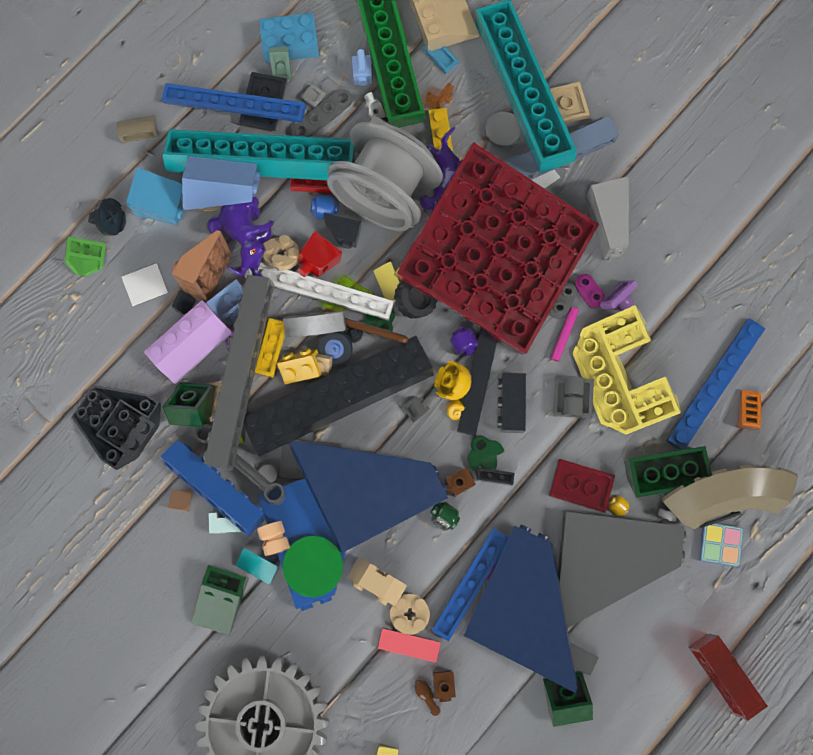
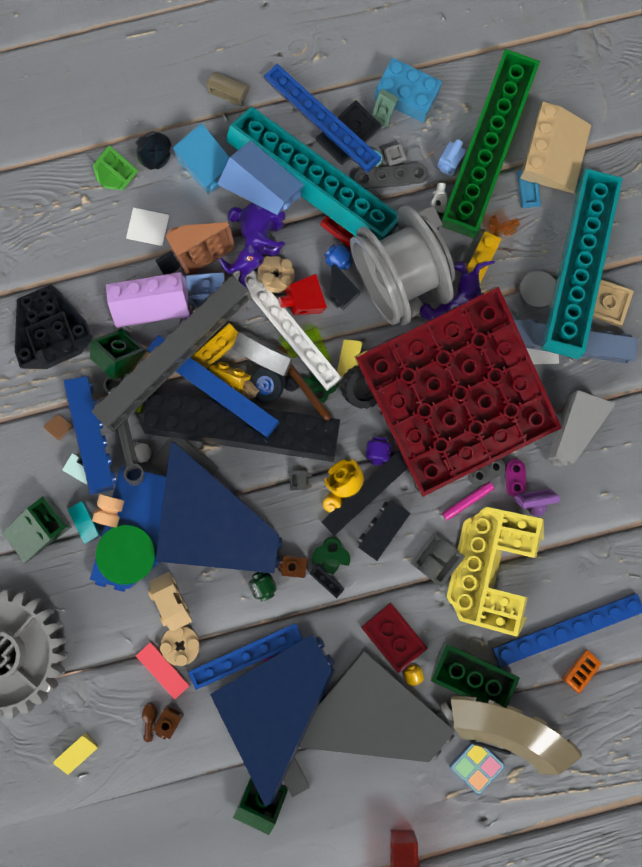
camera: 35 degrees right, 5 degrees up
(305, 376) = (224, 394): none -> blue tile

